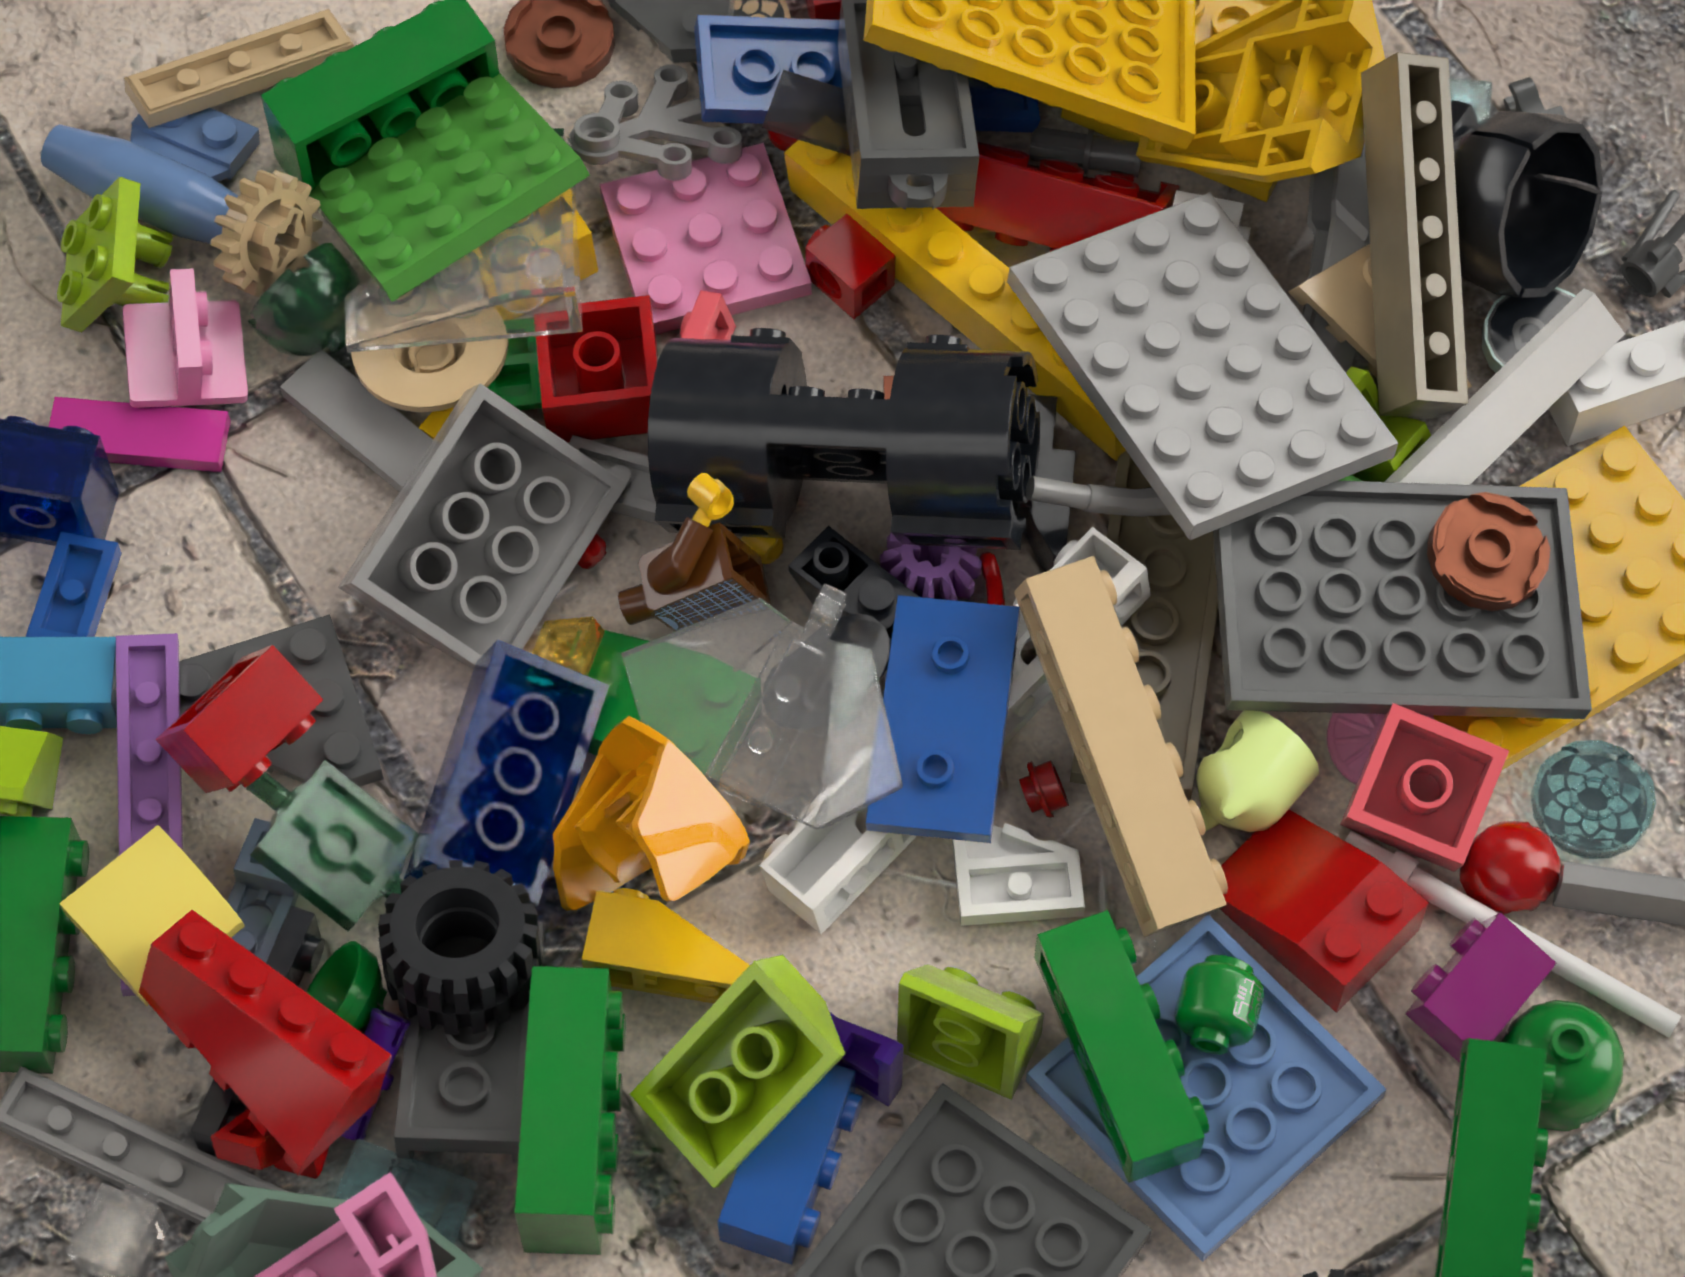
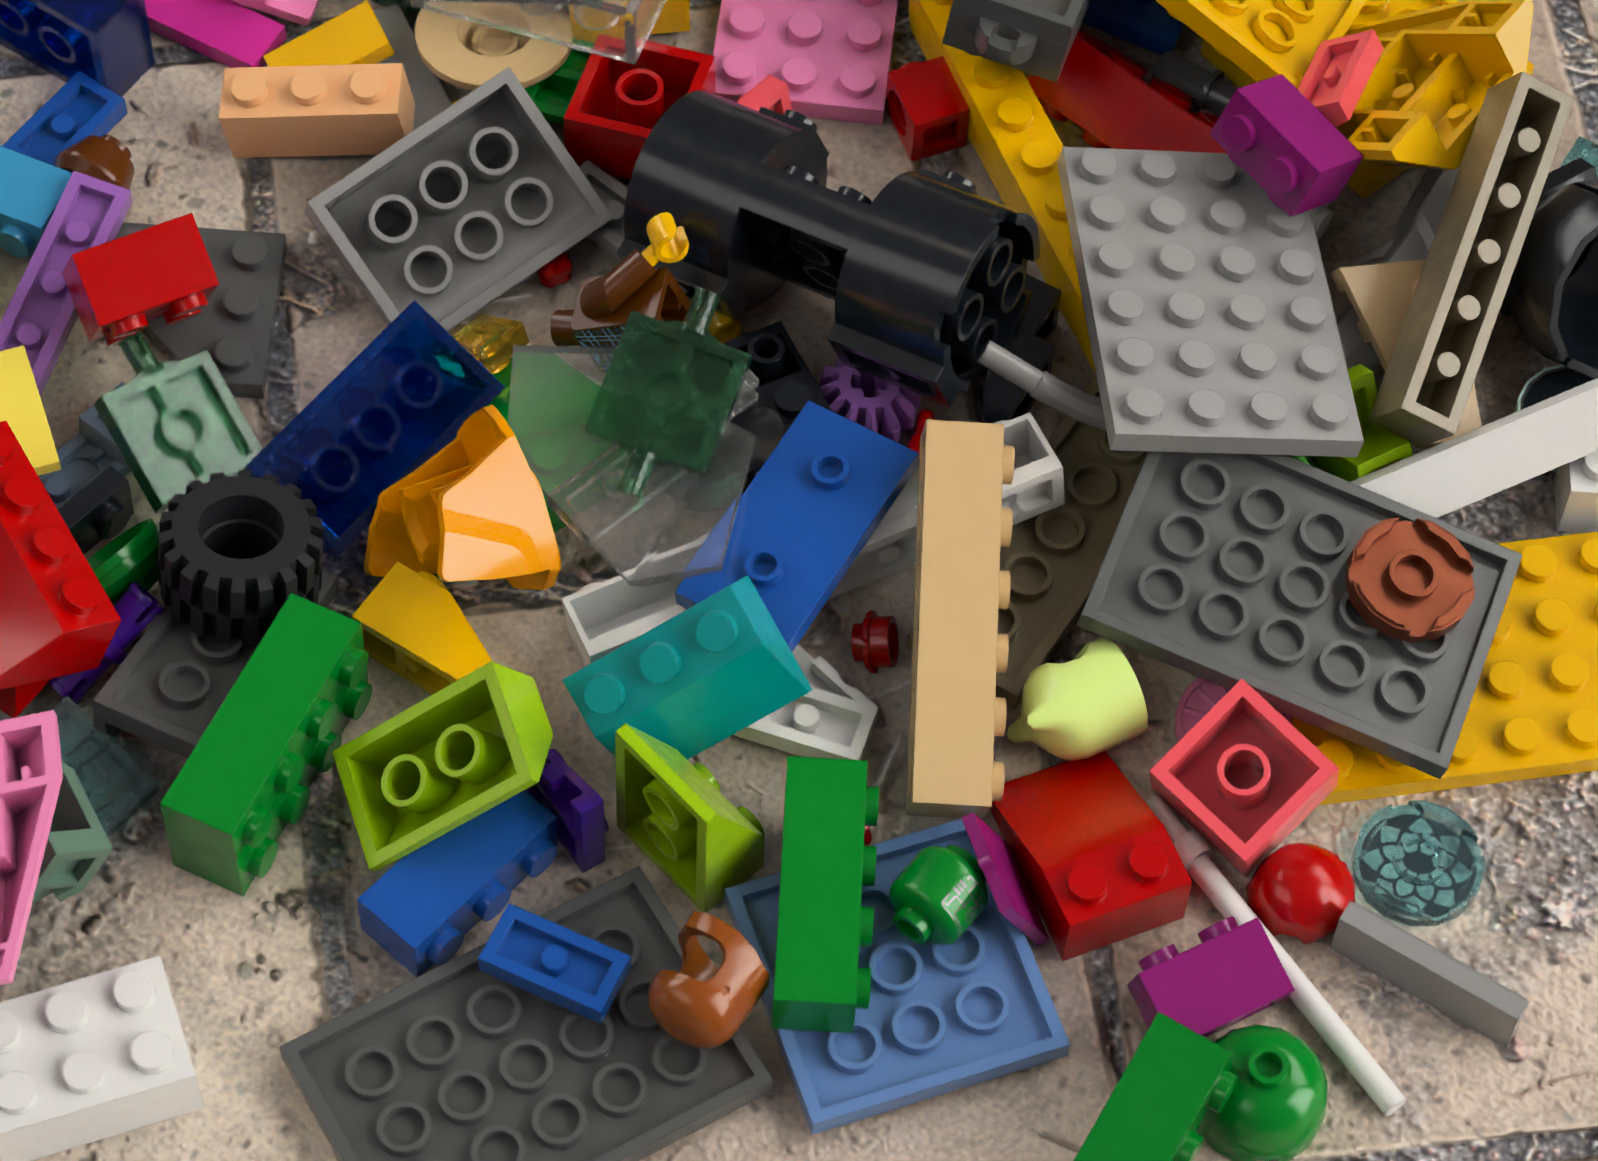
camera: 20 degrees right, 5 degrees down
(126, 613) = (99, 158): none -> reddish brown cone
(284, 424) = (344, 40): none -> yellow tile
(305, 485) = (315, 109): none -> light nougat brick
(779, 641) = (668, 393): none -> clear green plate
(913, 895) = (693, 675): none -> teal slope
(919, 1206) = (554, 963): none -> blue plate
(1065, 1187) = (704, 1002): none -> dark orange helmet
(1209, 192) = (1286, 145): none -> magenta brick
(1218, 112) = (1341, 74): none -> coral plate
(1266, 964) = (1005, 879): none -> magenta piece

